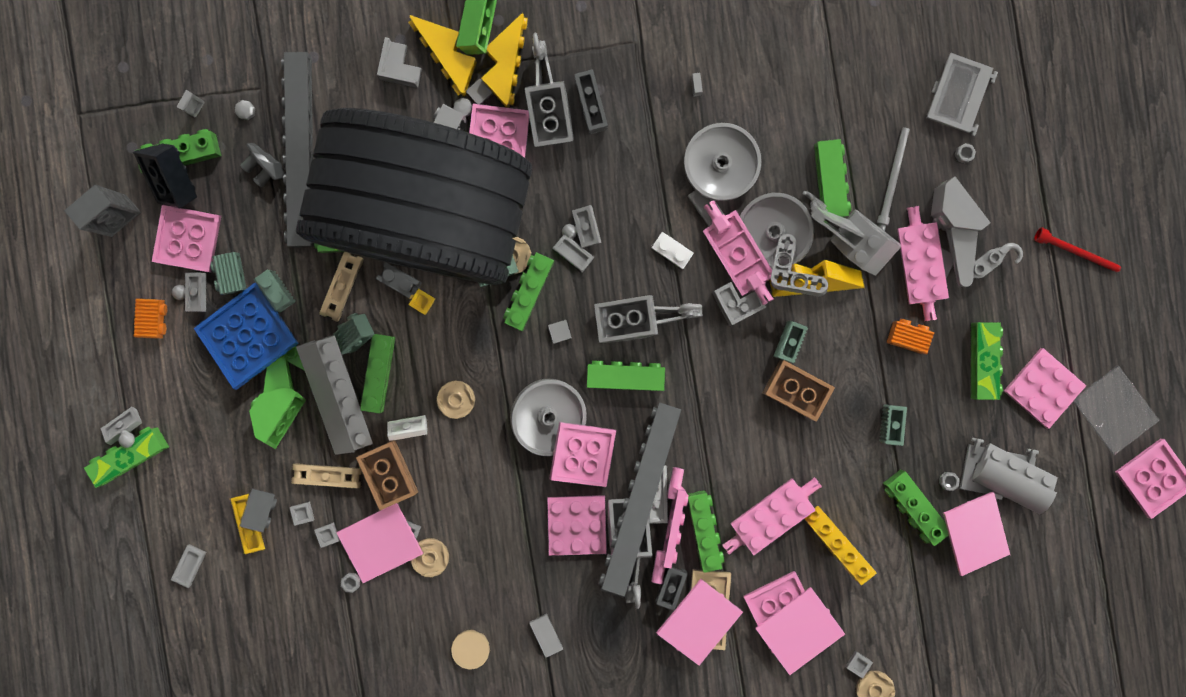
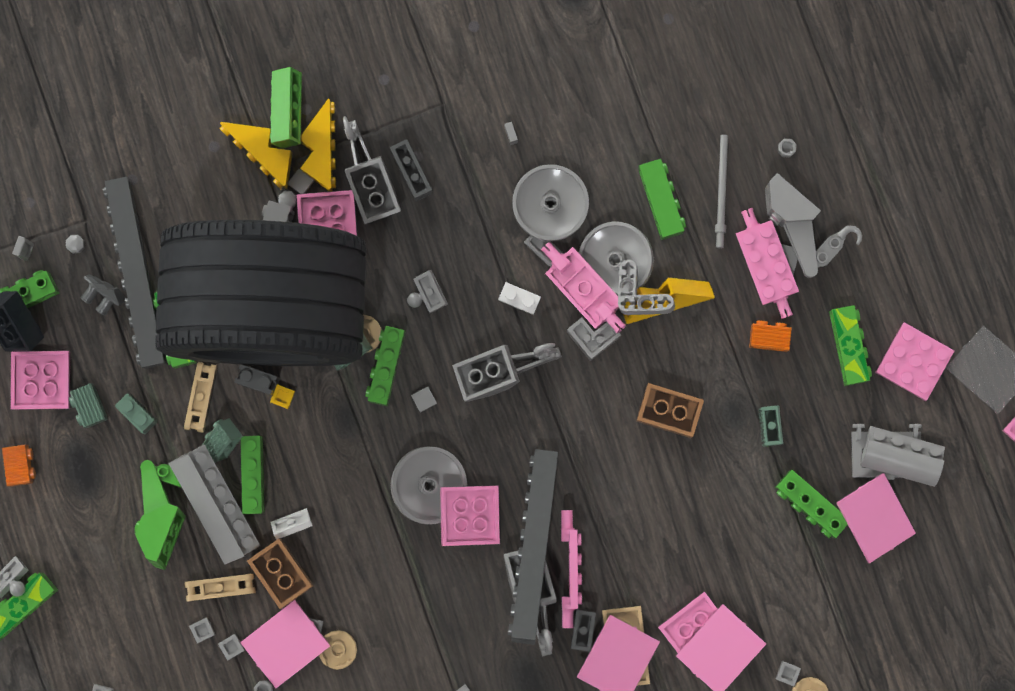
camera: 10 degrees left, 5 degrees down
(193, 292) = (57, 431): light grey plate -> none
(245, 336) = (116, 463): blue plate -> none
(250, 539) = (150, 651): yellow tile -> none
(257, 510) = (158, 633): dark grey brick -> none
(392, 65) = (213, 176): light grey panel -> none
(456, 399) = (334, 487): tan tile -> none
(573, 253) = (422, 320): light grey tile -> none
(576, 525) = (478, 588): bright pink plate -> none
(626, 377) = (497, 431): bright green brick -> none
(659, 508) = (555, 552): white tile -> none
(703, 527) = (607, 573): bright green brick -> none
(772, 516) = (670, 541): bright pink plate -> none
(790, 341) = (652, 364): sand green brick -> none
(840, 546) = (740, 555): yellow slope -> none
(857, 237) = (696, 250): light grey slope -> none
(949, 481) = (839, 471): light grey tile -> none
(960, 93) = (769, 91): piece -> none
(1043, 236) = (882, 213): red piece -> none

